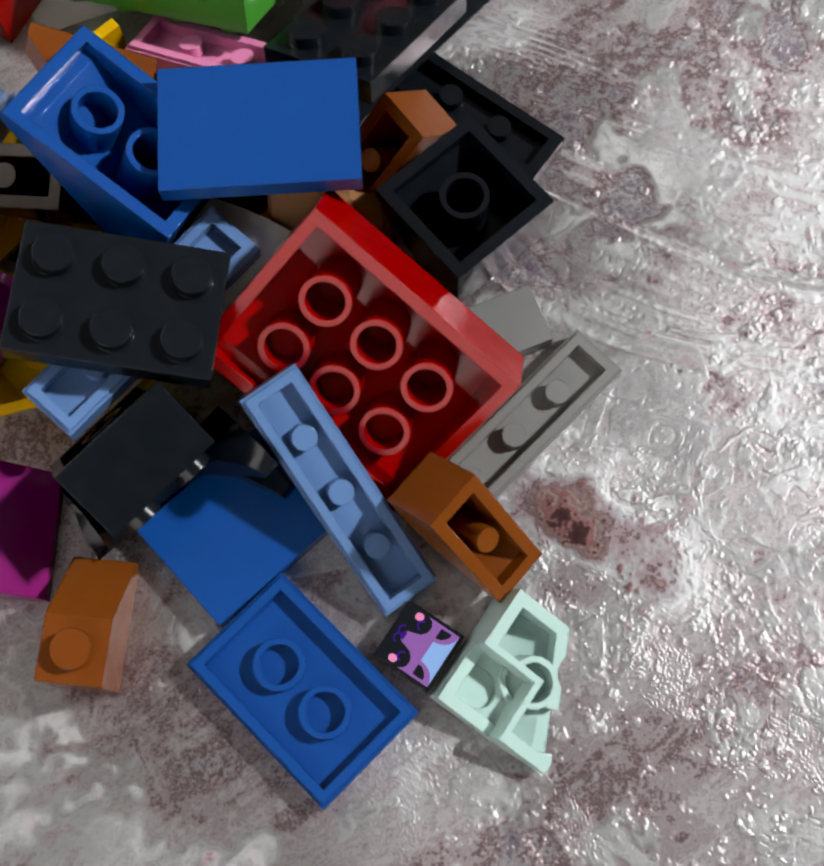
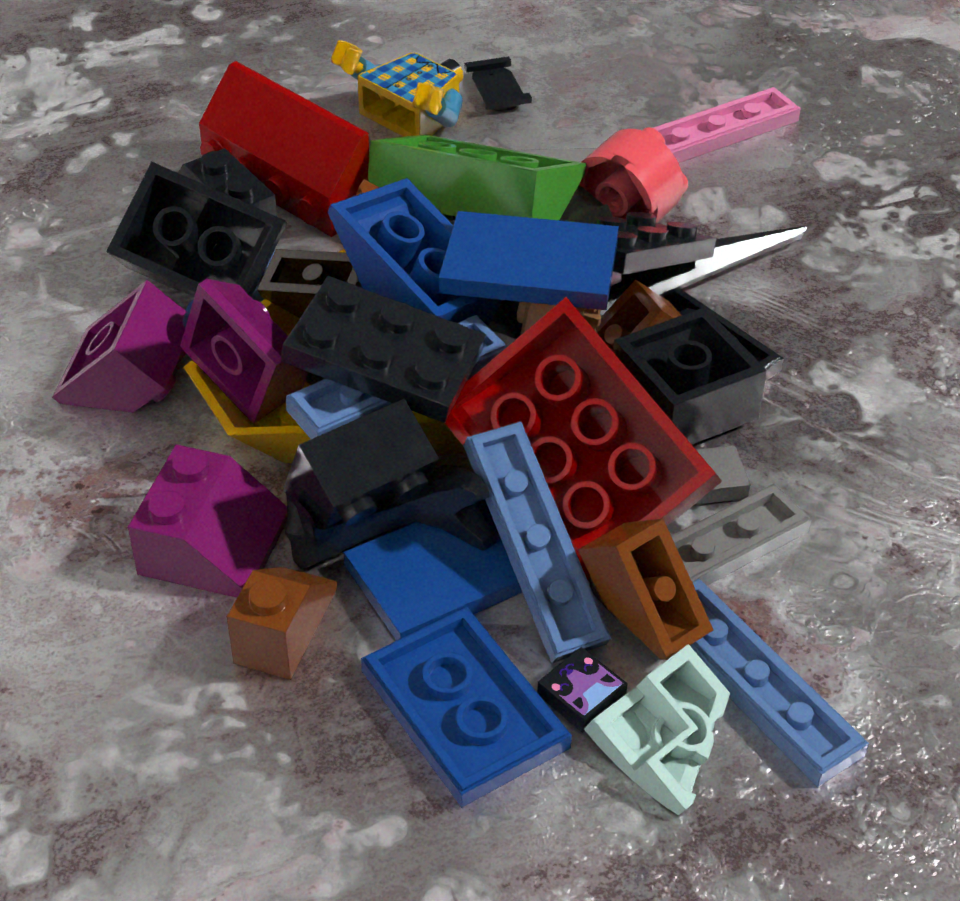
camera: 10 degrees right, 30 degrees down
(605, 600) = (775, 695): none -> medium blue tile

